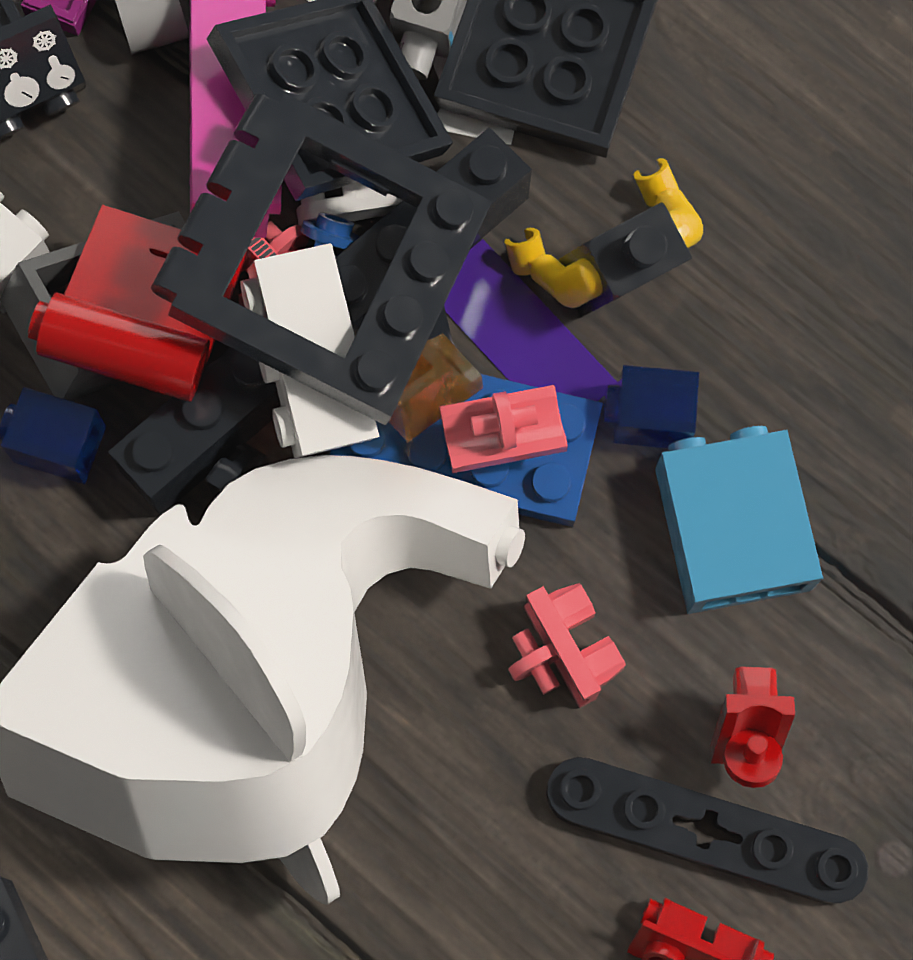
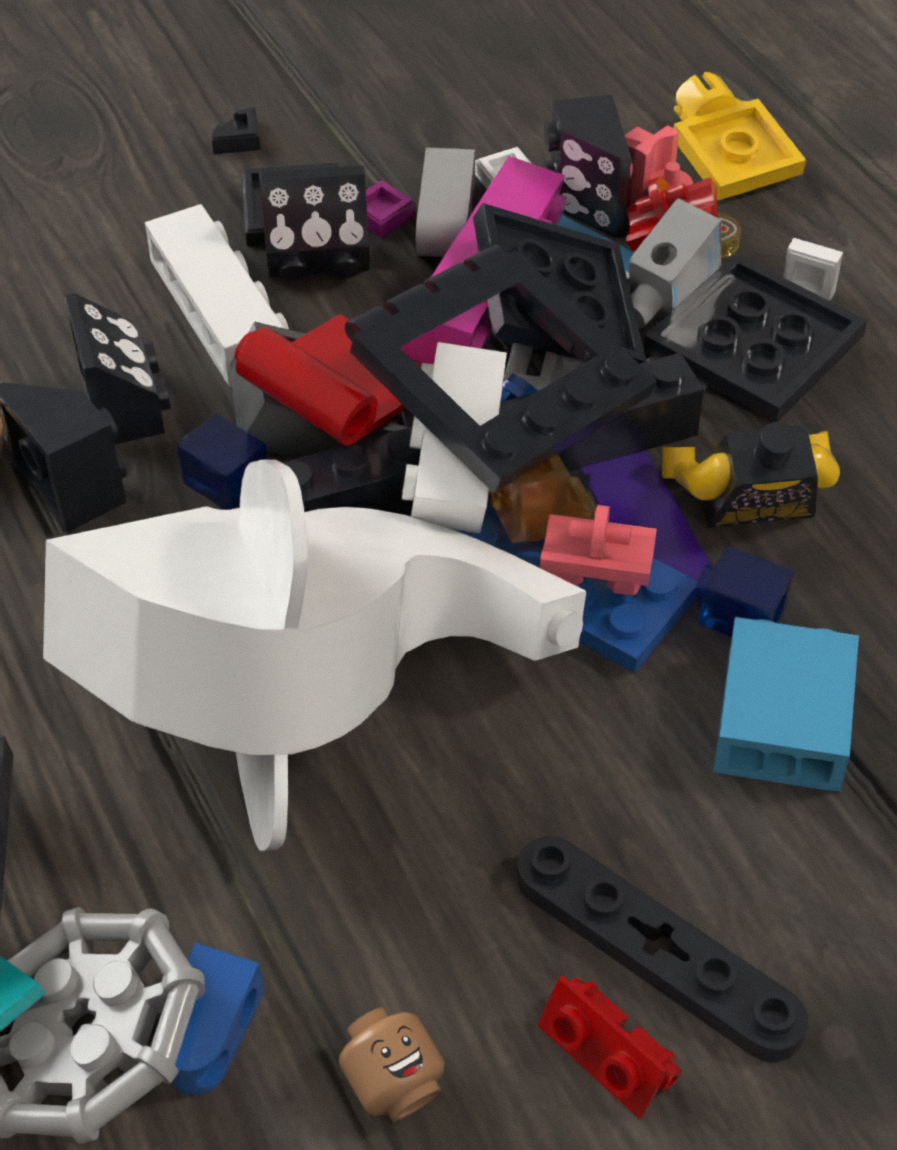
camera: 25 degrees right, 25 degrees down
(553, 618) = (575, 744): coral hips -> none
(752, 728) = (734, 851): red hips -> none

